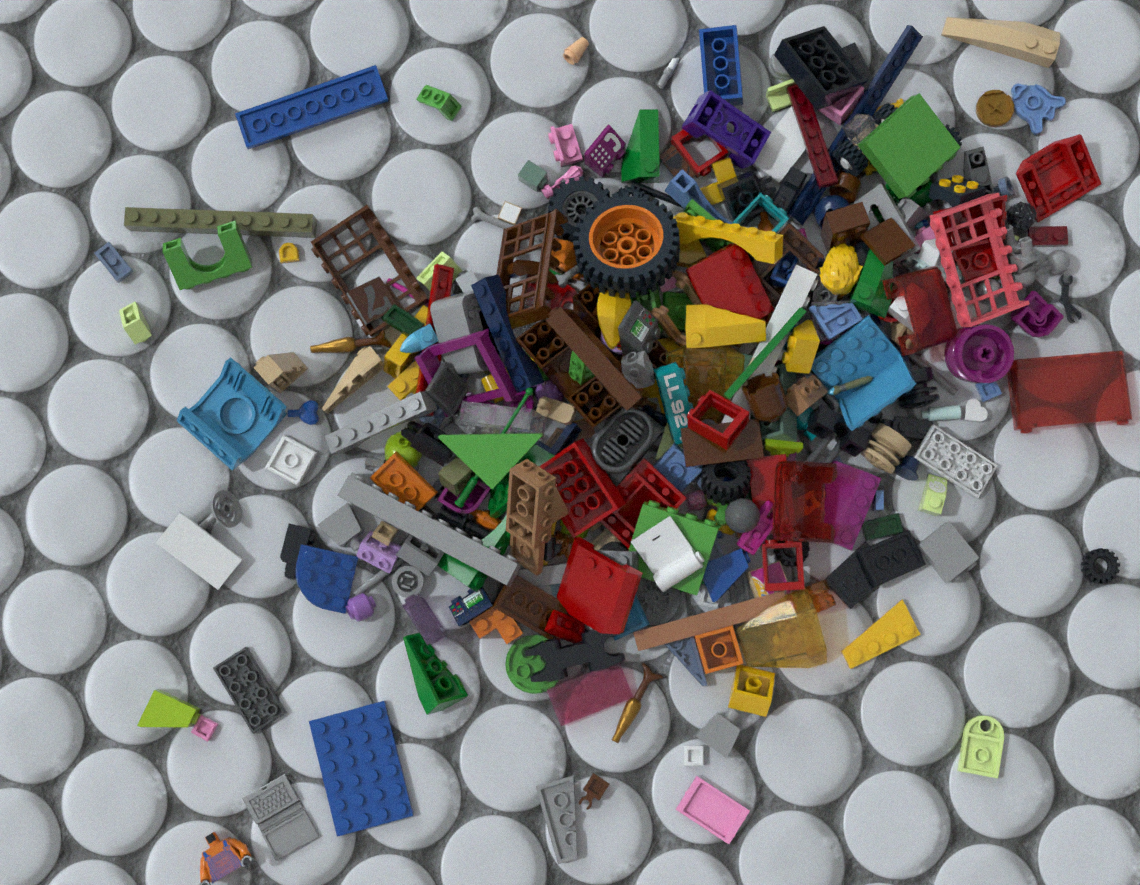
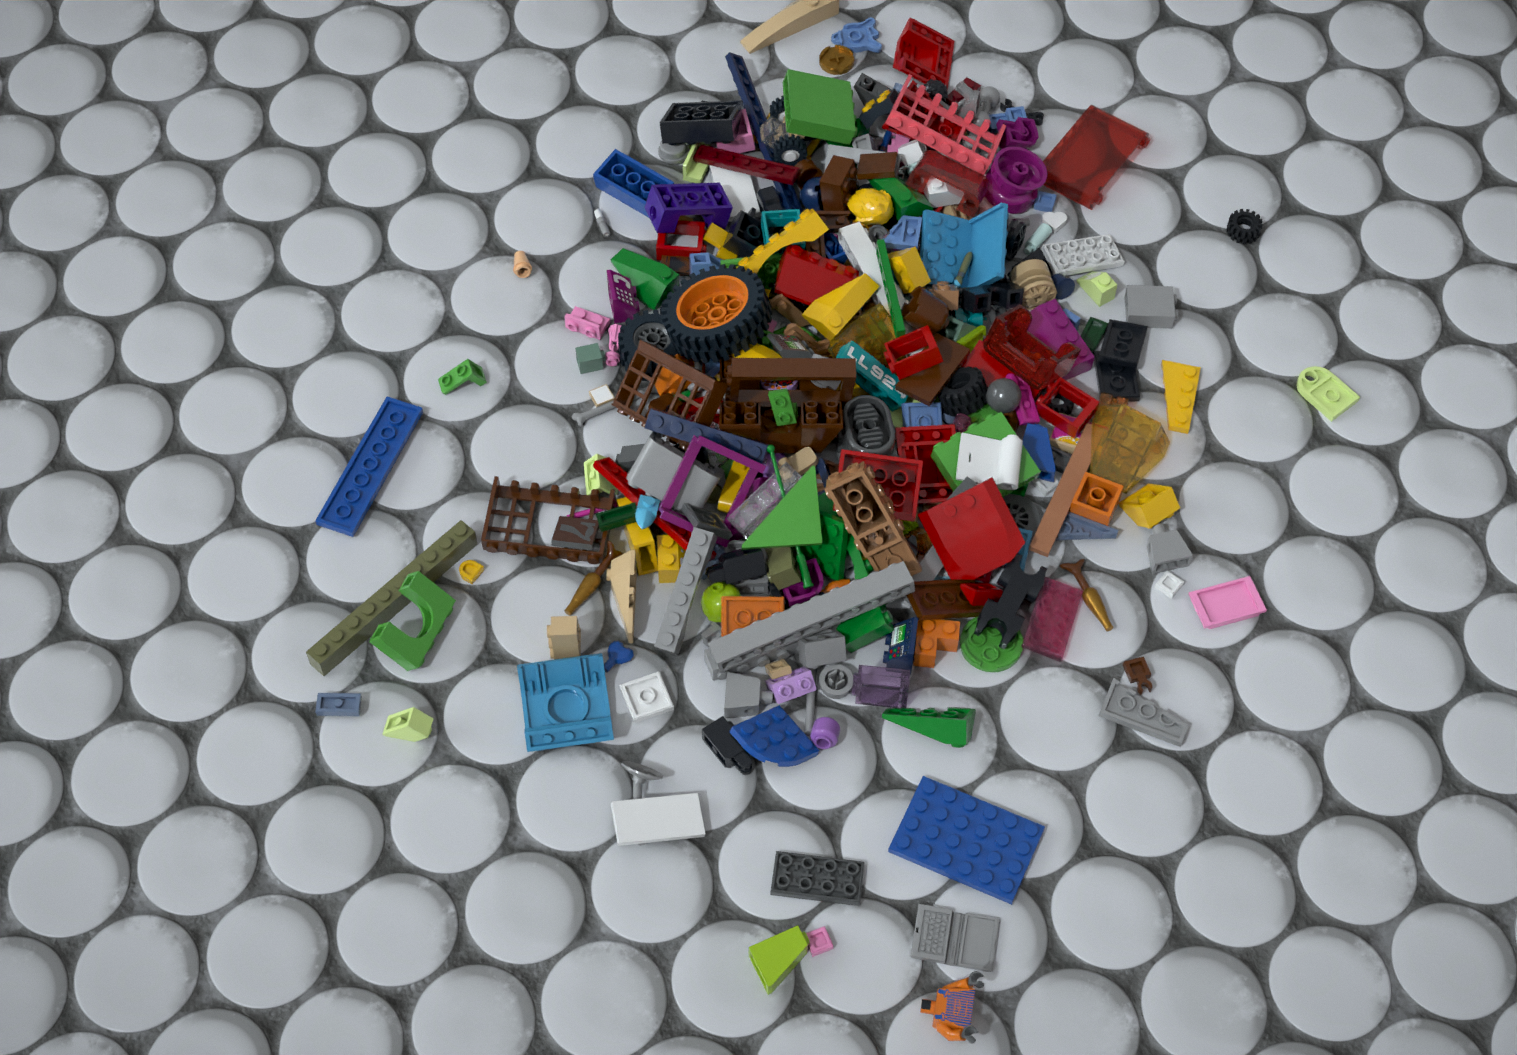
camera: 60 degrees left, 25 degrees down
(1050, 293) = (1010, 114): none -> medium blue slope

